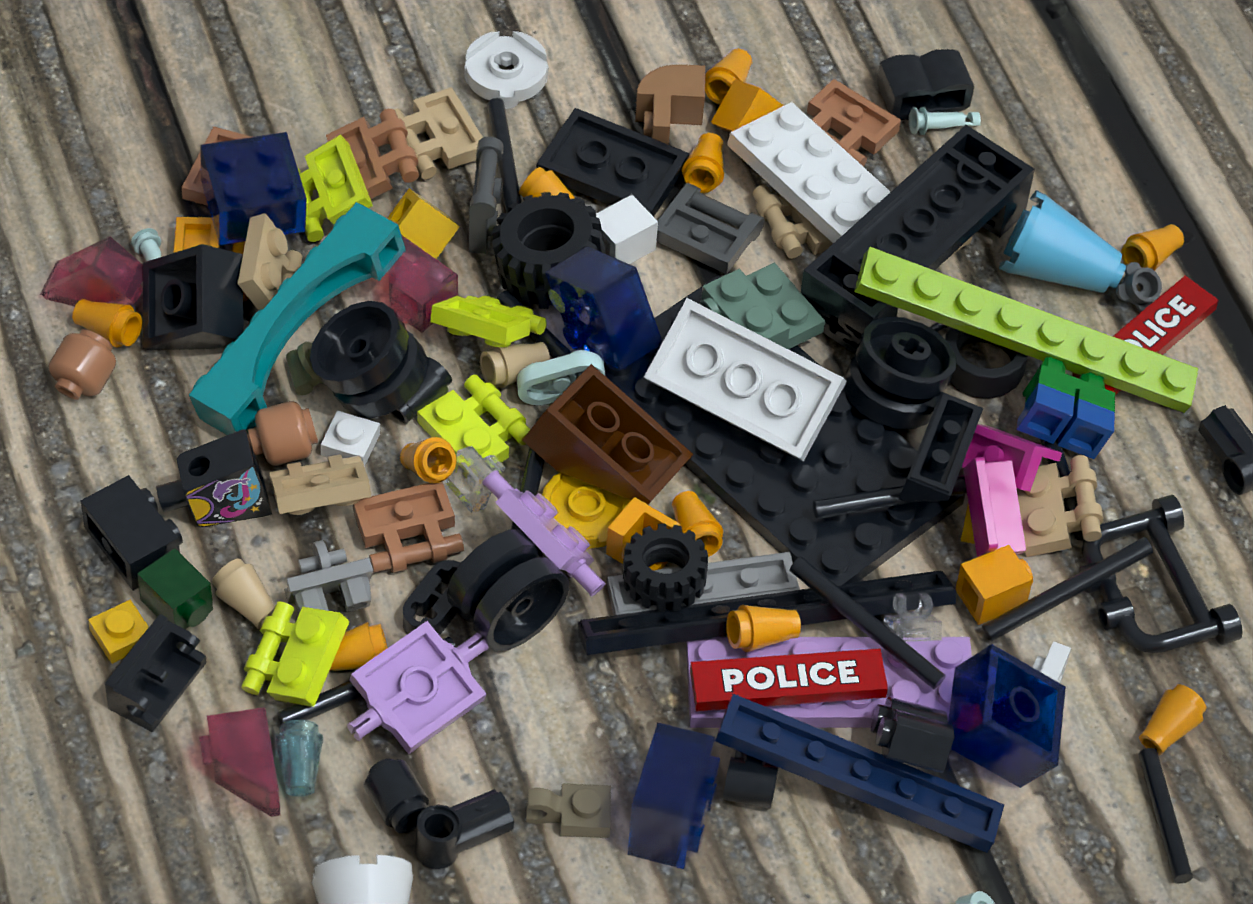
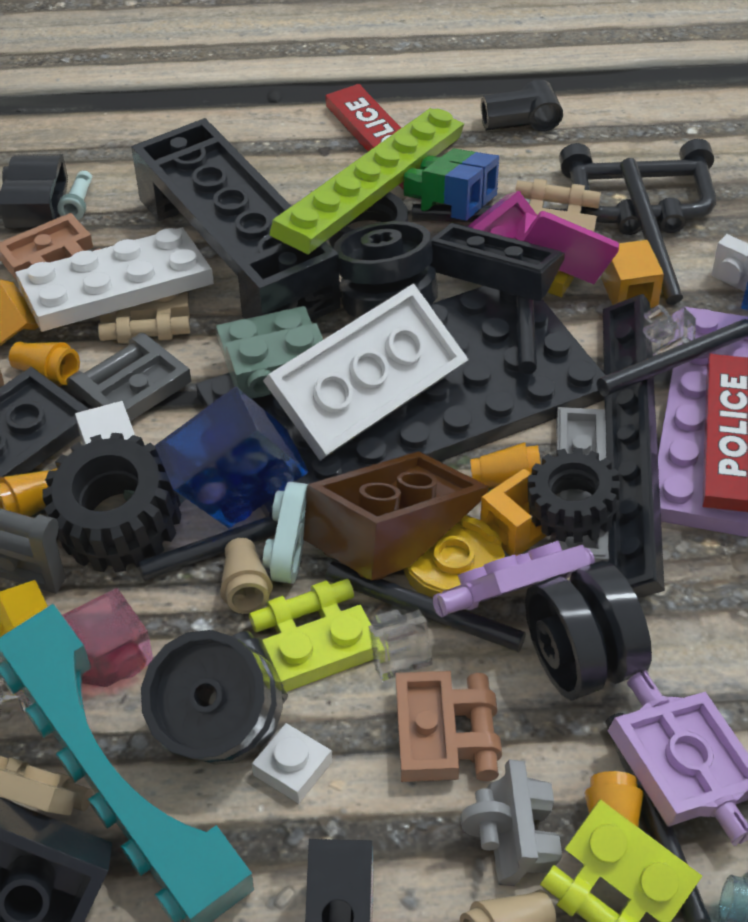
camera: 70 degrees left, 5 degrees down
(283, 433) = (275, 825): nougat head -> none
(302, 370) = (171, 783): olive plate -> none
(320, 484) = (381, 789): tan plate -> none
(429, 459) = (369, 675): light orange cone -> none
(429, 595) = (557, 716): black beam -> none
(487, 319) = (188, 577): neon yellow plate -> none
(761, 626) = (671, 434): light orange cone -> none
(1061, 249) = (276, 143): medium azure cone -> none
(1149, 284) = (328, 120): dark grey plate -> none
(1152, 247) = (290, 106): light orange cone -> none

